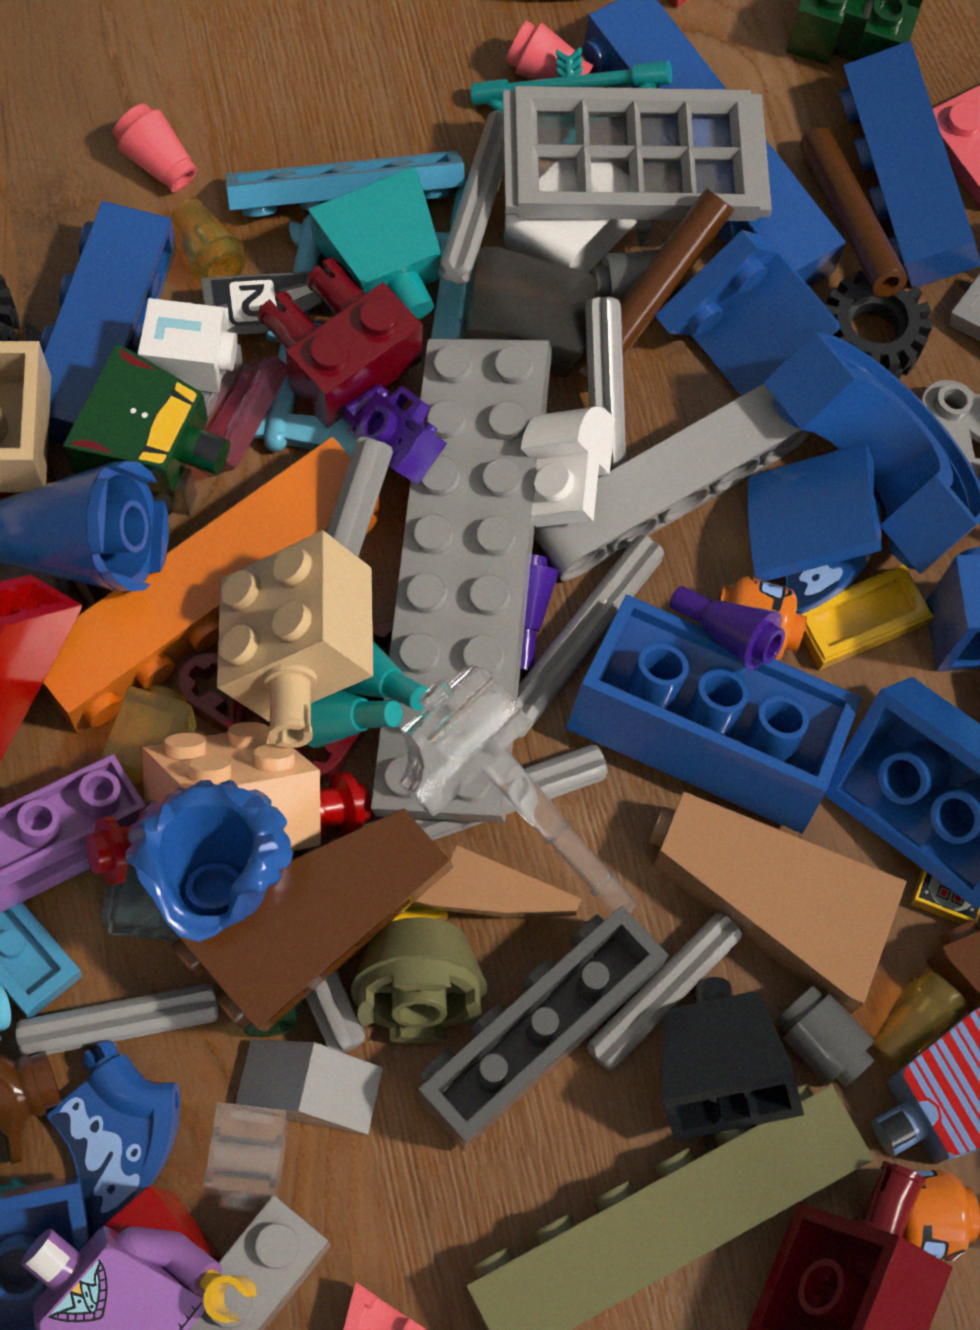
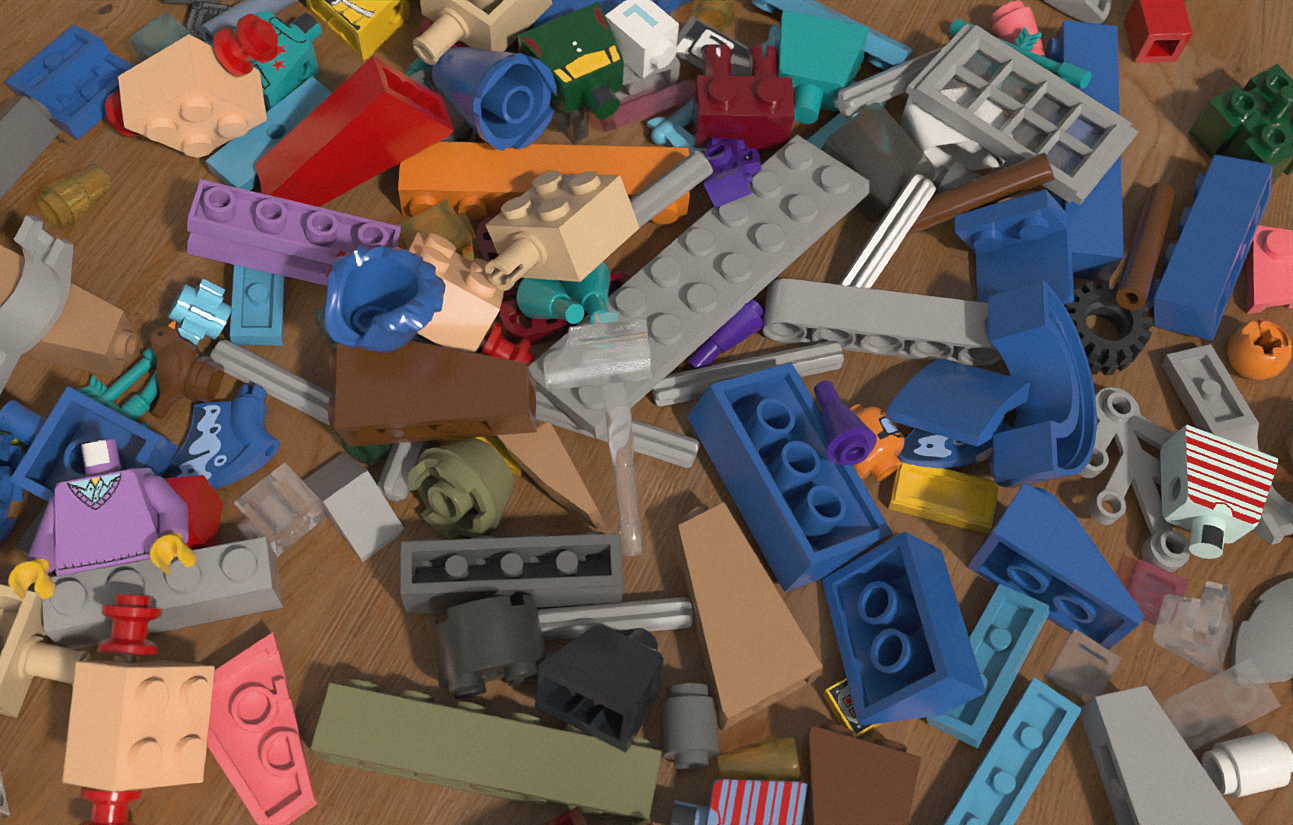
camera: 40 degrees right, 5 degrees down
(570, 455) = (825, 254): white brick -> none
(584, 1120) = (486, 644): none -> pearl dark grey brick

